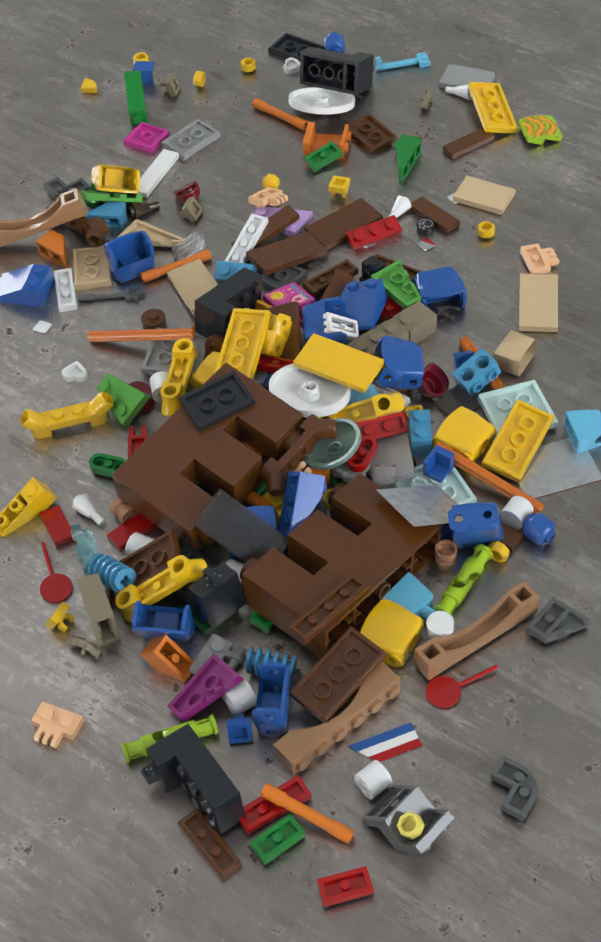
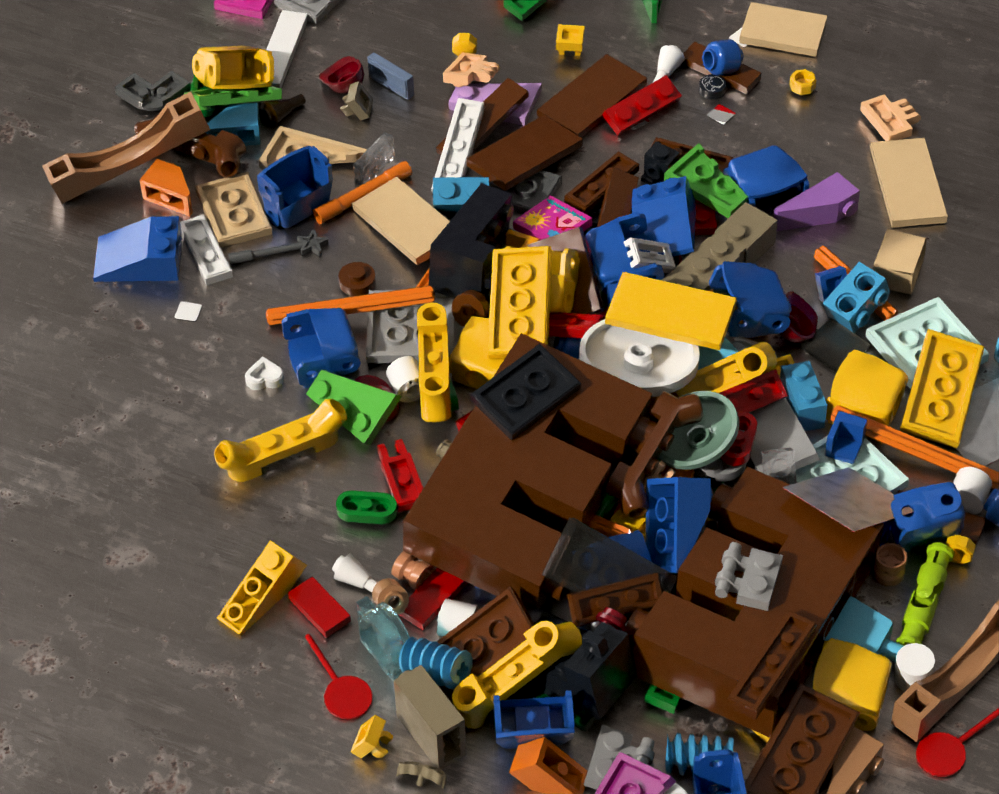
camera: 15 degrees left, 0 degrees up
(104, 520) = (387, 588): none -> medium nougat brick
(115, 357) = (320, 343): none -> blue piece
(217, 196) = (390, 76): none -> sand blue tile
(233, 562) = (612, 618): none -> dark red plate
(239, 548) = (621, 596): none -> reddish brown tile
(338, 551) = (759, 576): none -> light grey plate
(434, 207) = (722, 57): none -> blue head
(471, 309) = (819, 205): none -> medium lavender slope

